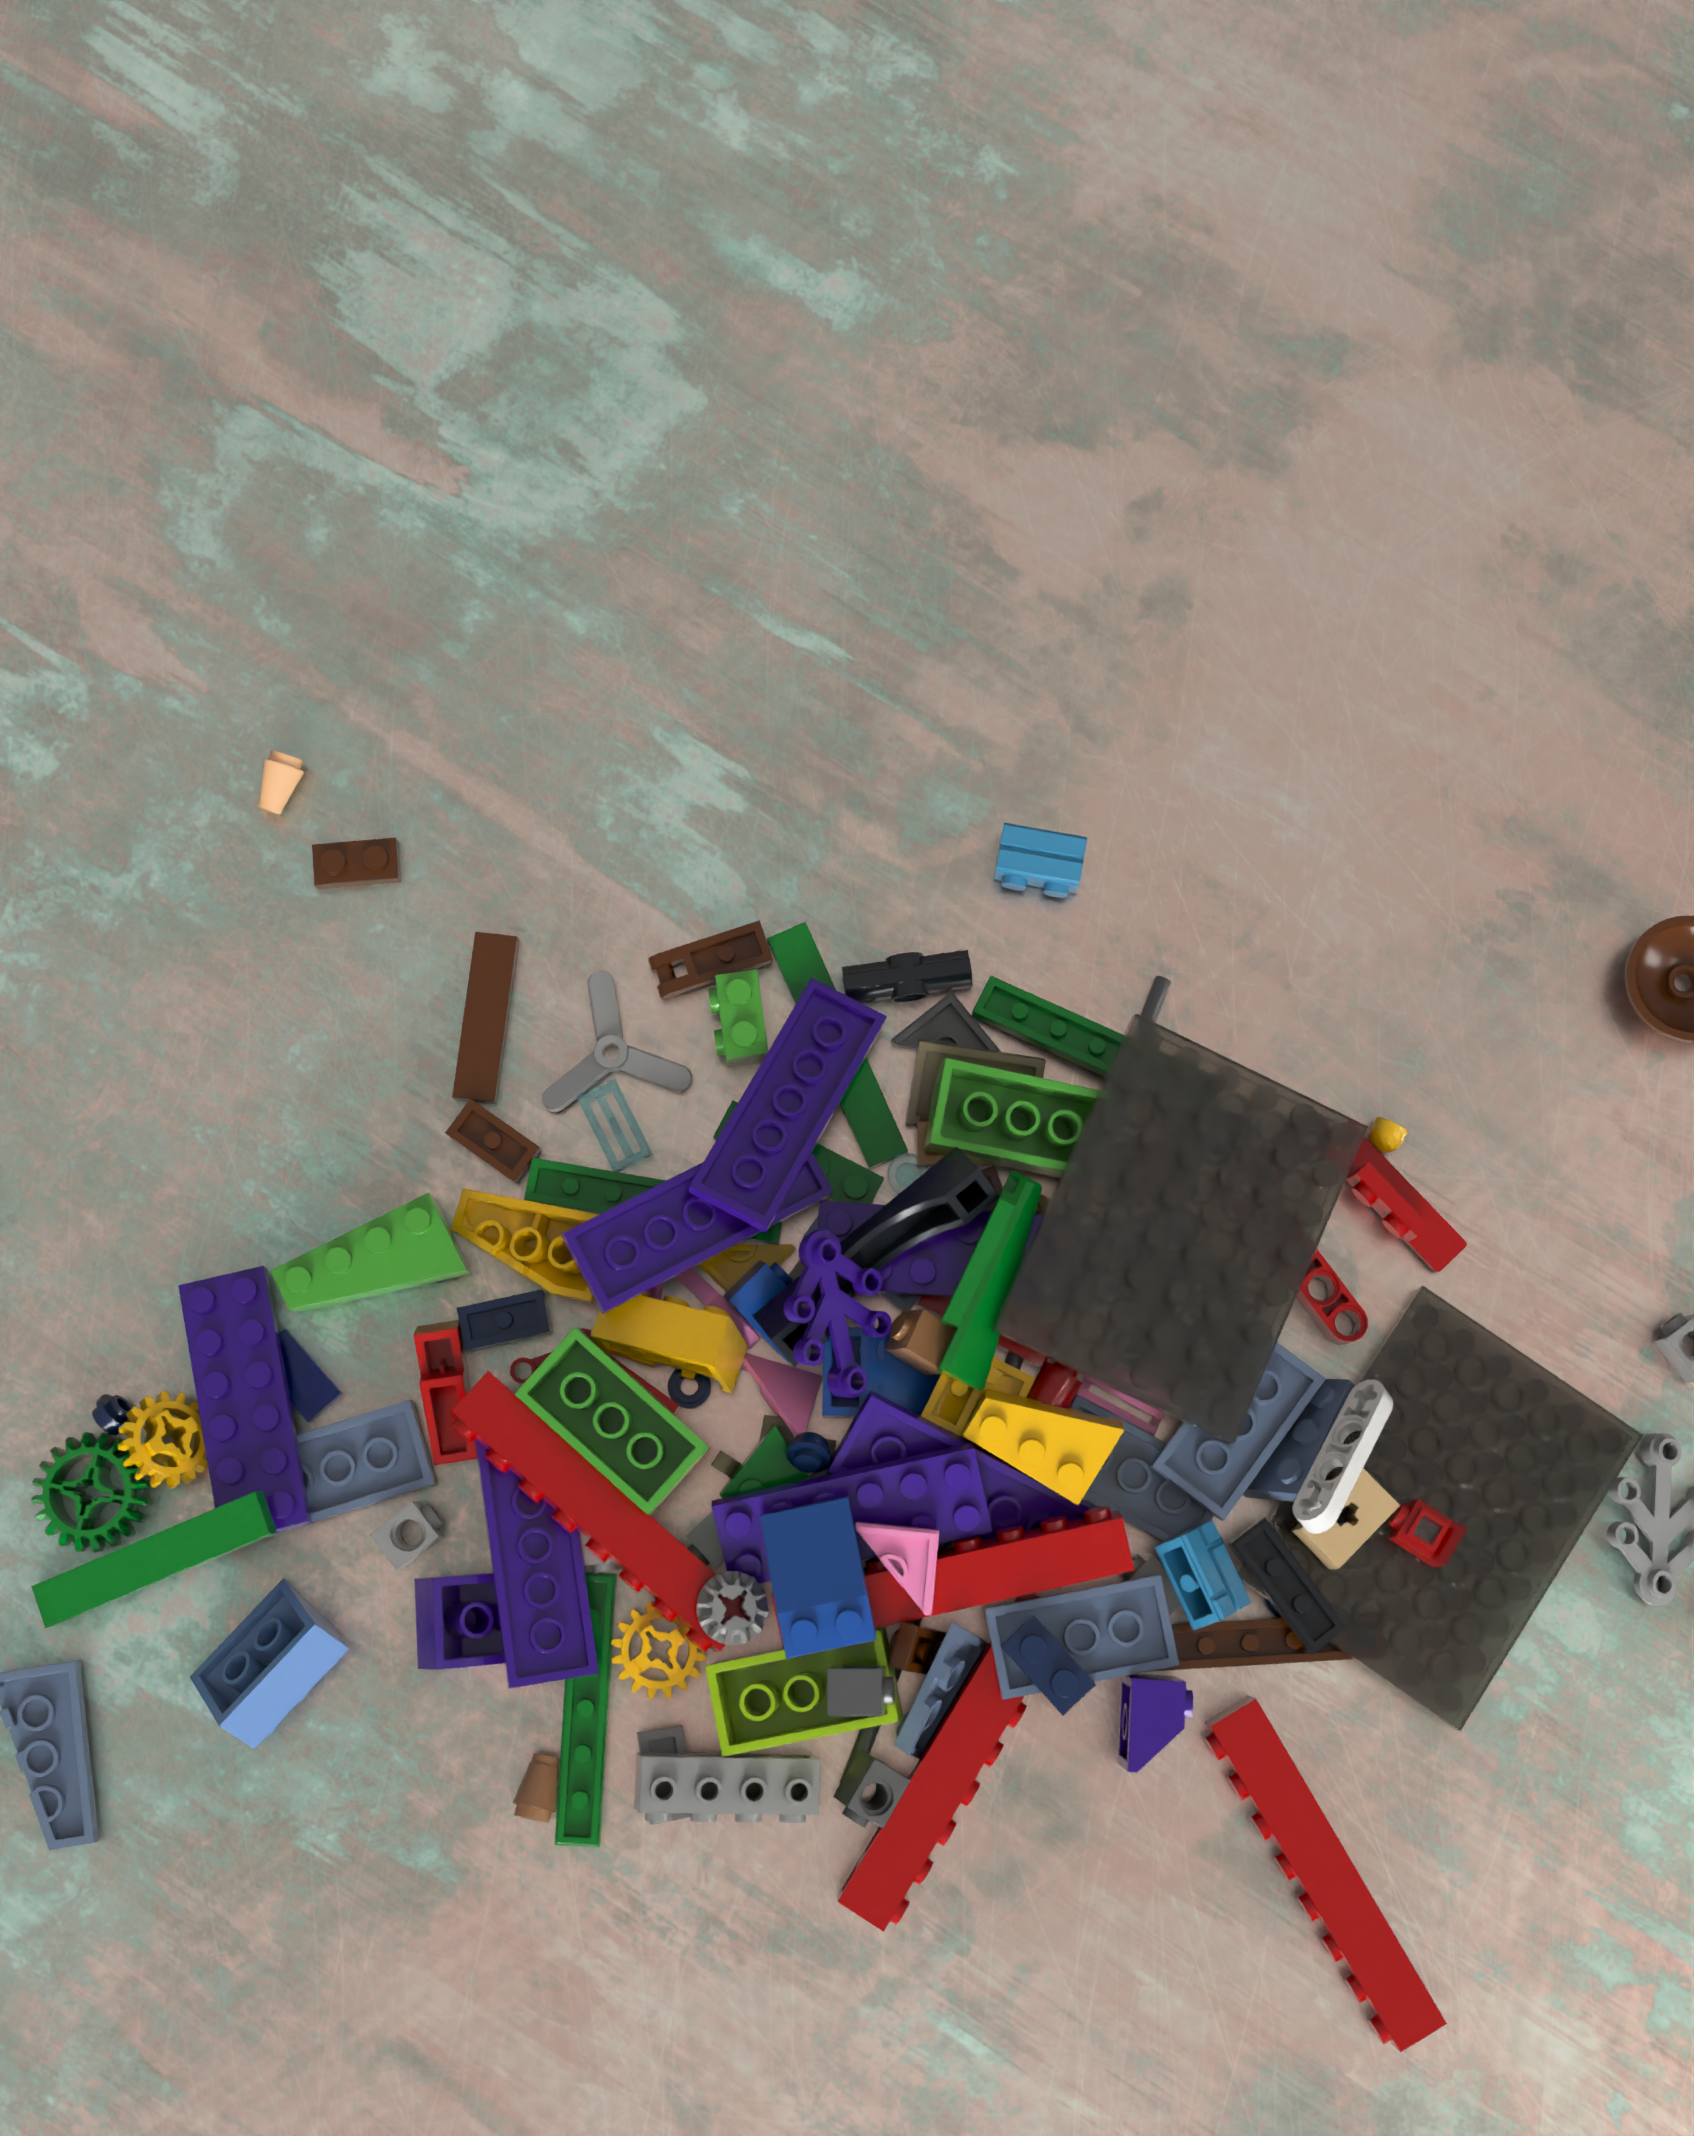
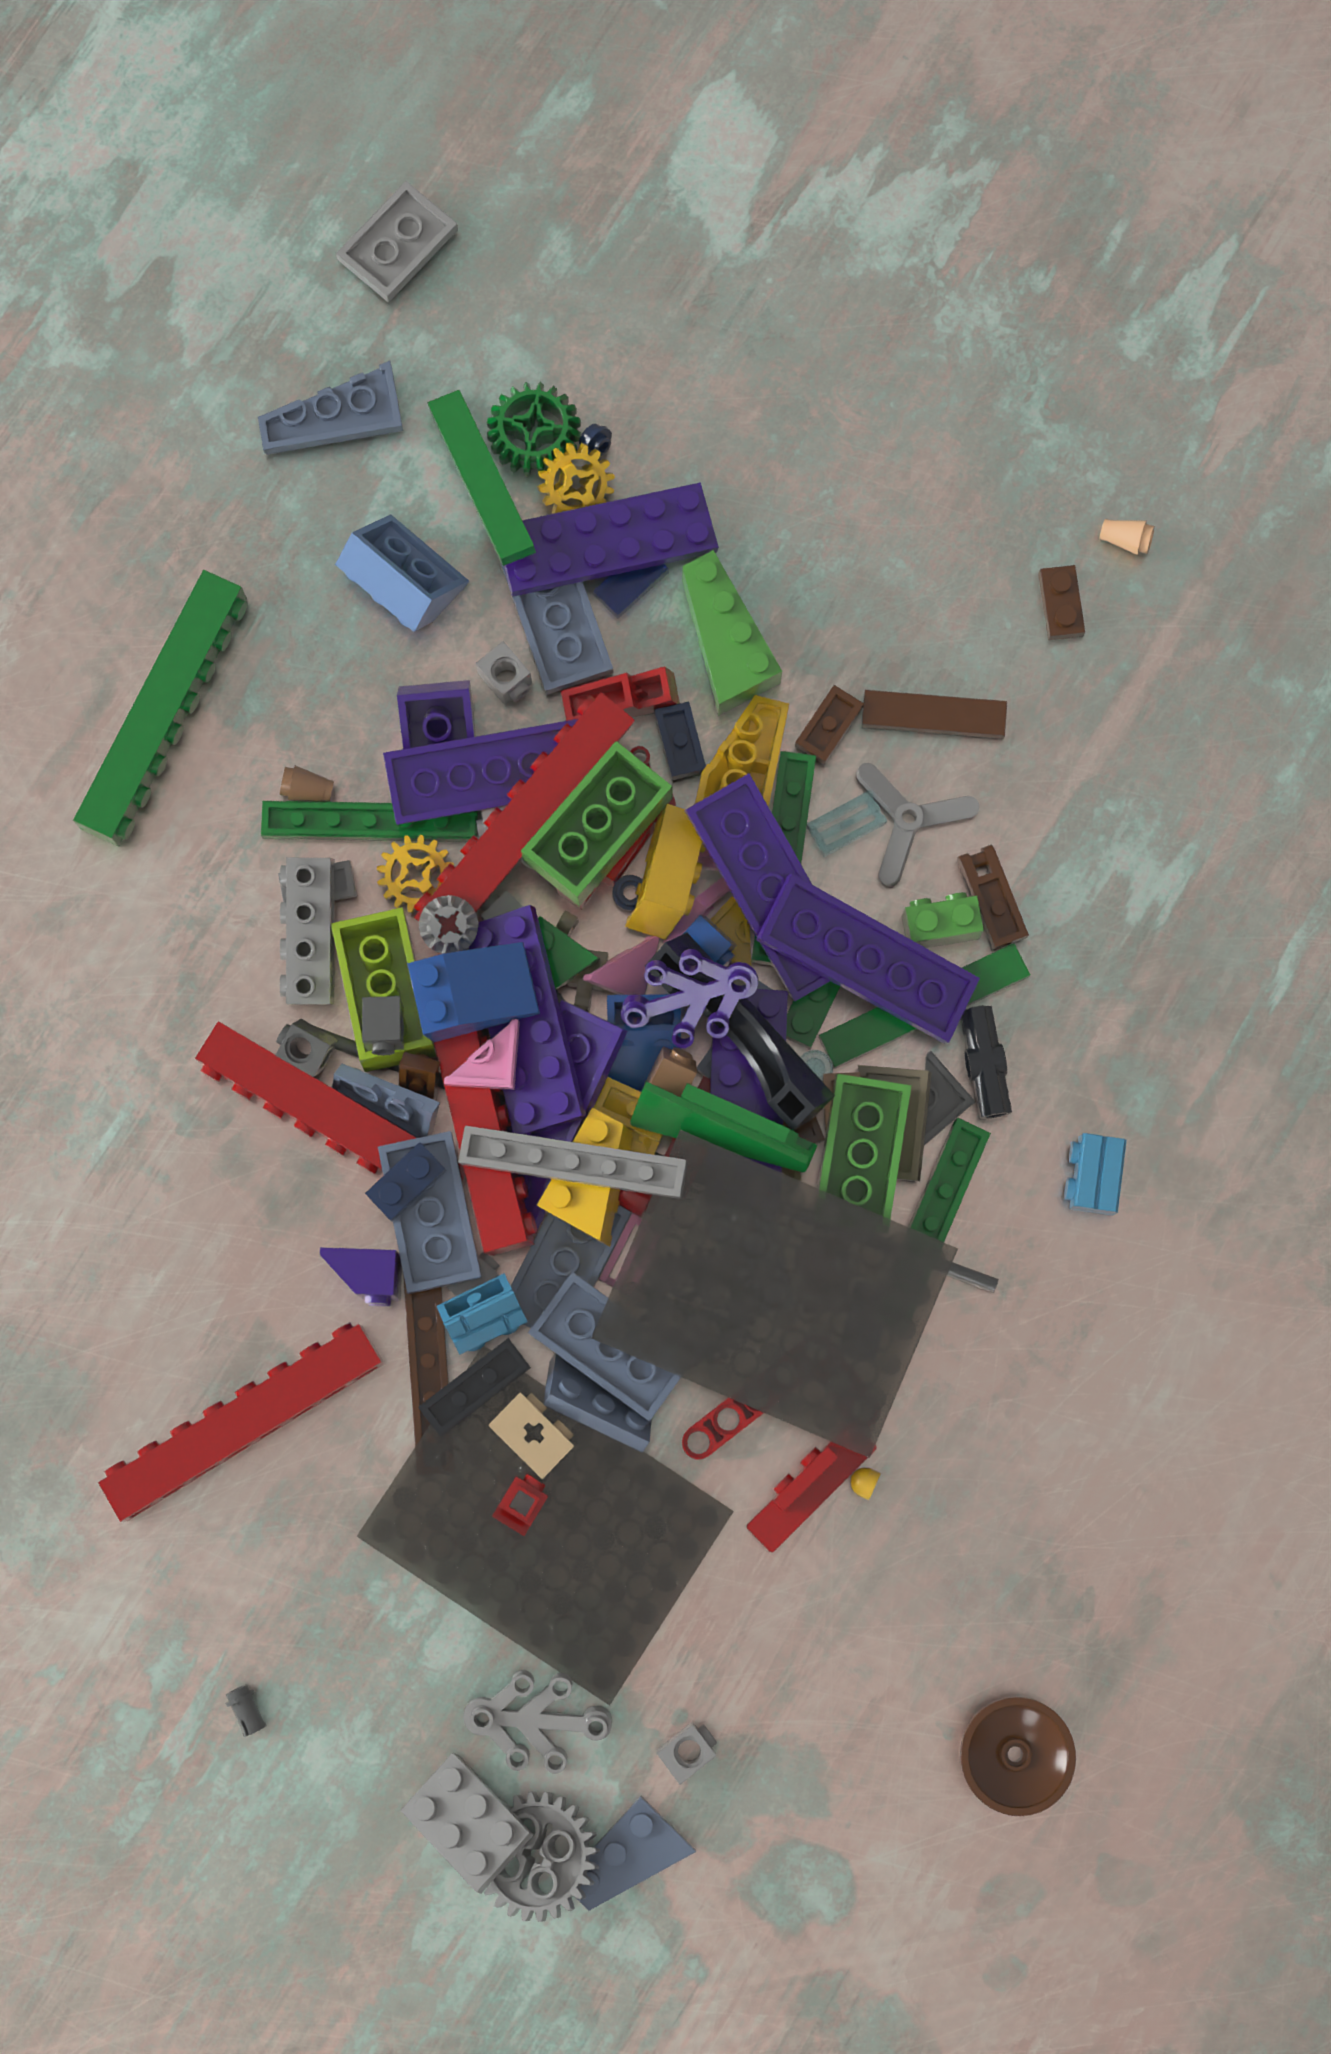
camera: 90 degrees right, 0 degrees up
(429, 1976) = (161, 708): none -> green brick
(809, 1452) = (576, 985): dark blue plate -> none
(1034, 1459) = (573, 1162): none -> light grey plate
(1321, 1500) = (546, 1411): white beam -> none
(1656, 1867) = (245, 1710): none -> dark grey pin

